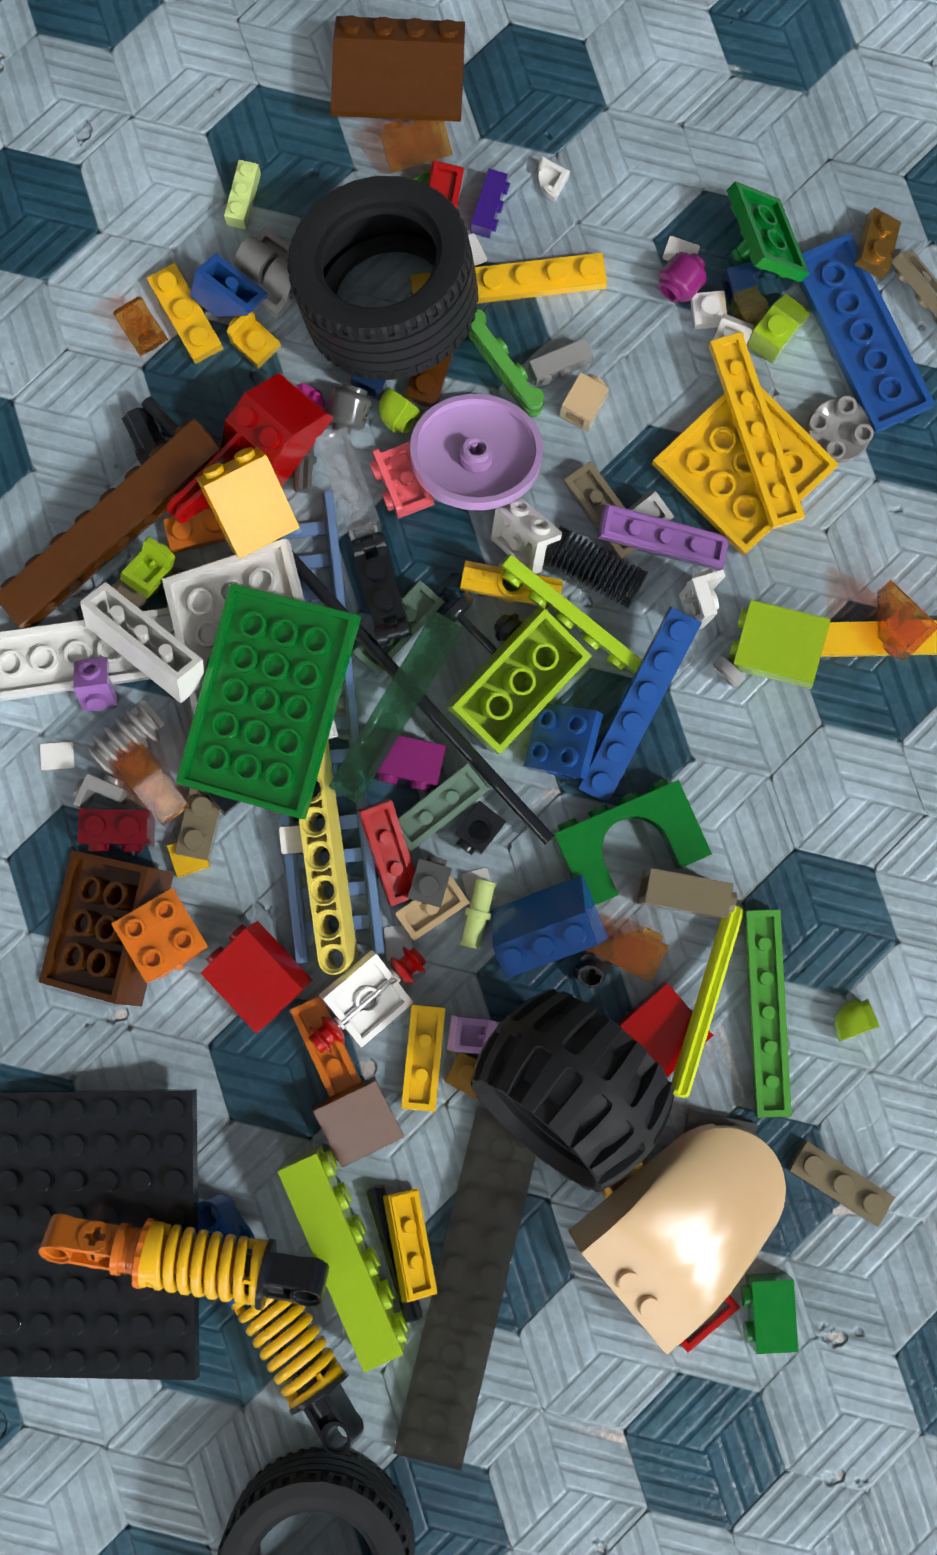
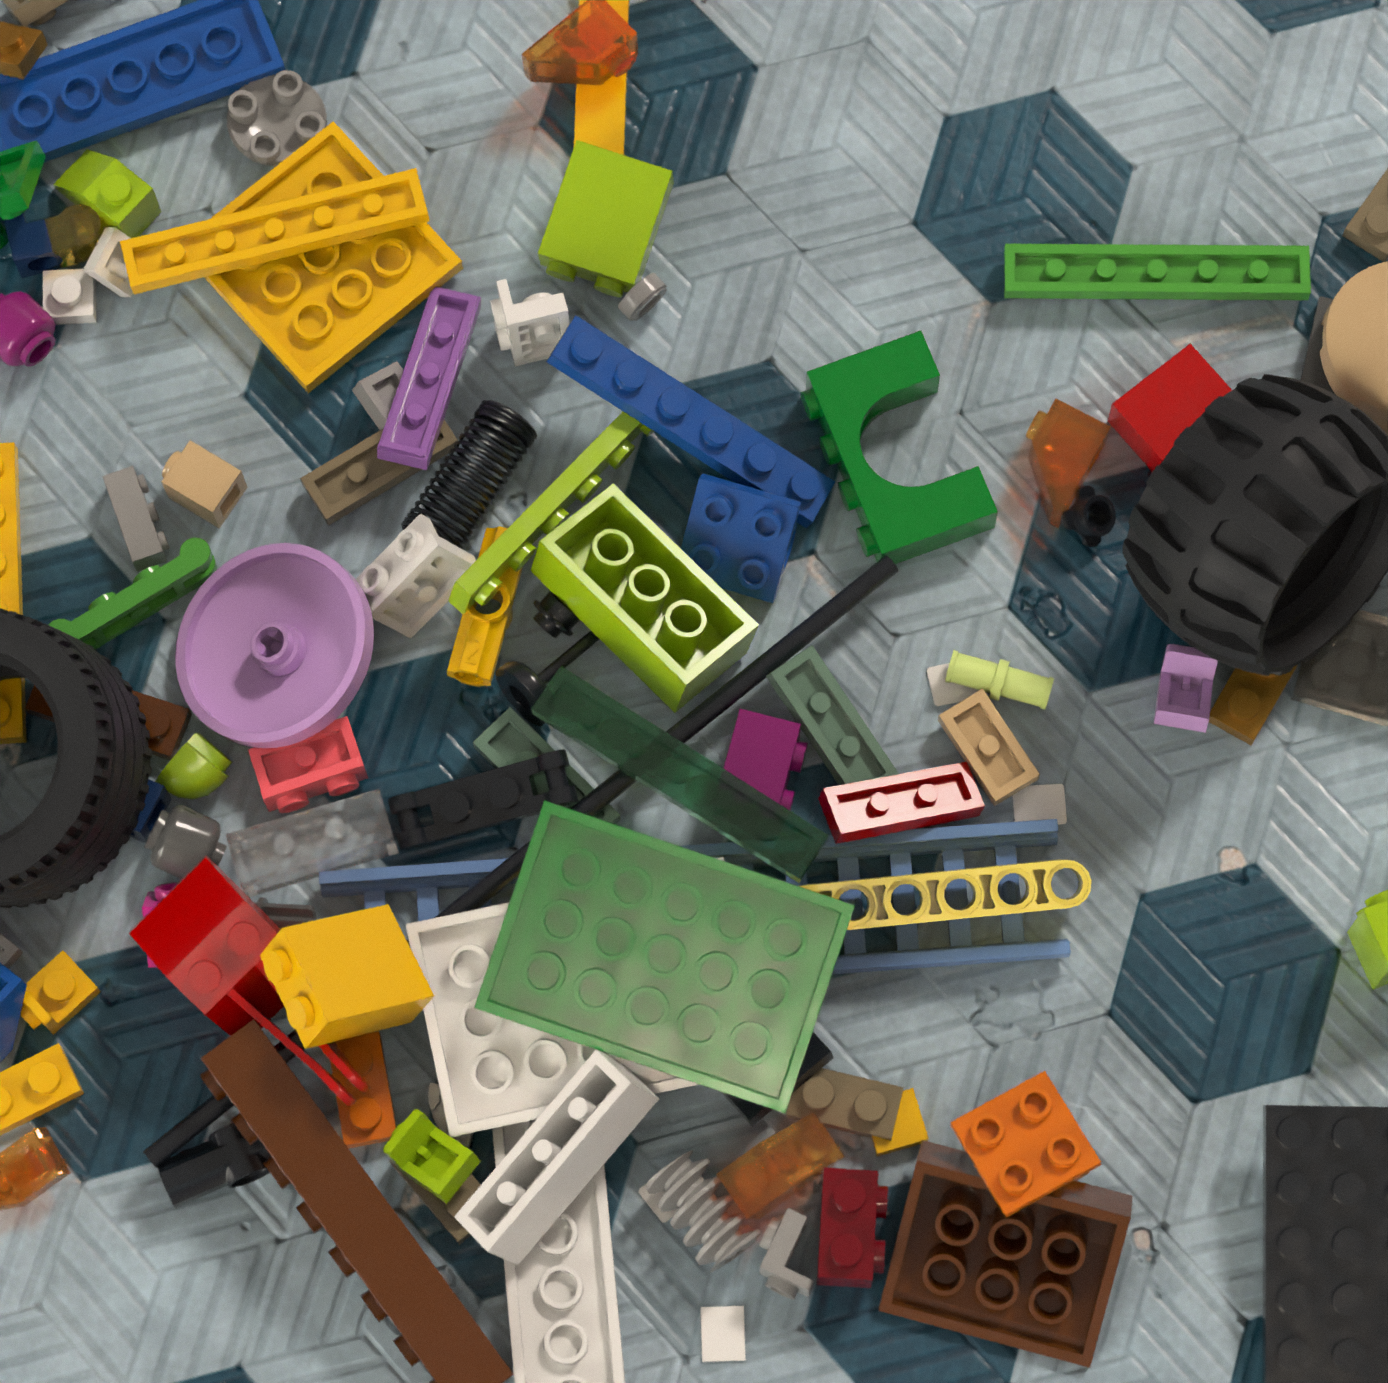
camera: 80 degrees left, 10 degrees down
(93, 684) = (612, 1258): medium lavender bracket -> none
(255, 975) = (1088, 1012): red brick -> none
(290, 839) = (875, 948): white sticker -> none
(335, 1069) = (1202, 913): orange plate -> none
(357, 1121) = (1313, 868): tile -> none
(366, 999) = (1127, 844): white plate -> none
(423, 1058) = (1217, 769): yellow plate -> none
(430, 881) = (948, 743): dark grey bracket -> none
(482, 814) = (866, 648): black brick -> none
(546, 927) = (1024, 573): blue slope -> none
(686, 893) = (979, 370): dark tan brick -> none
(706, 1003) = (1126, 344): neon yellow axle -> none
(855, 1019) = (1169, 151): lime piece -> none

